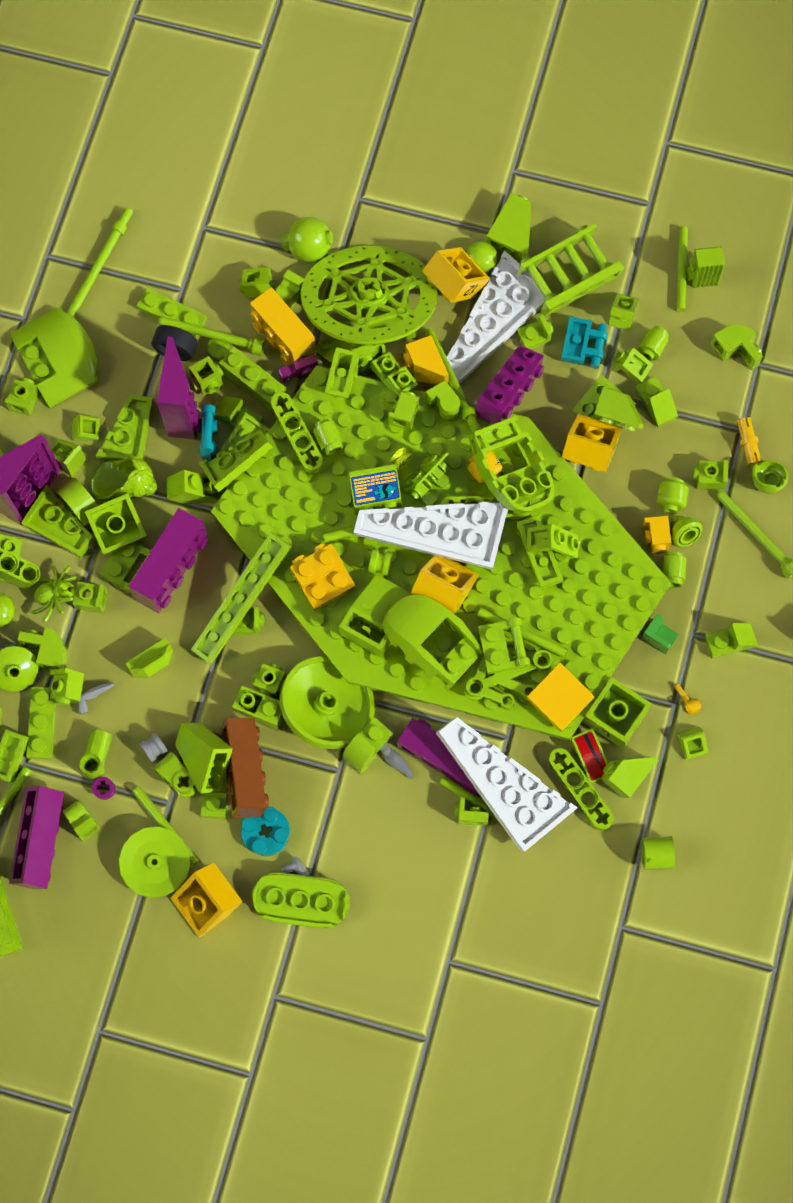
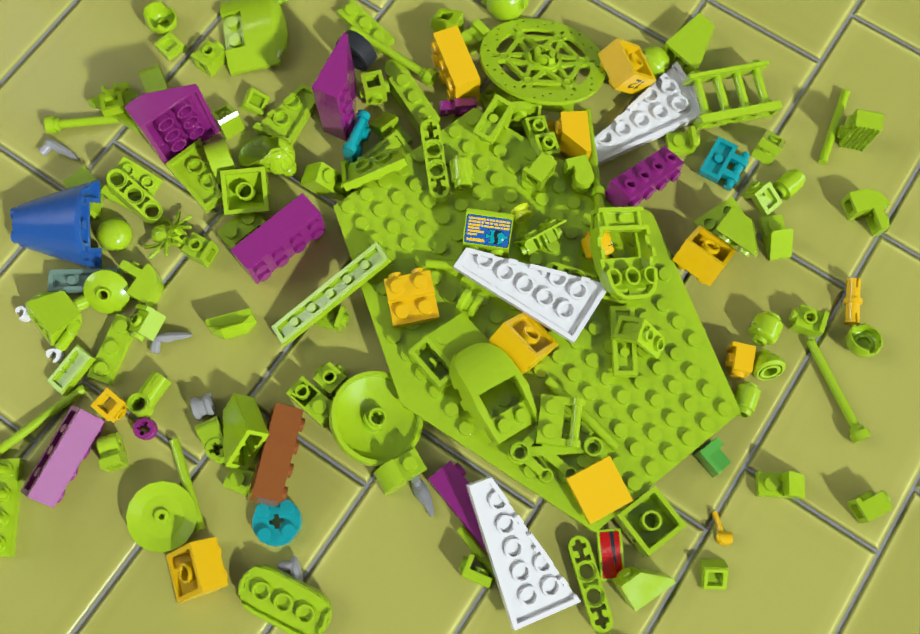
camera: 15 degrees right, 0 degrees up
(64, 775) = (113, 409): none -> yellow brick

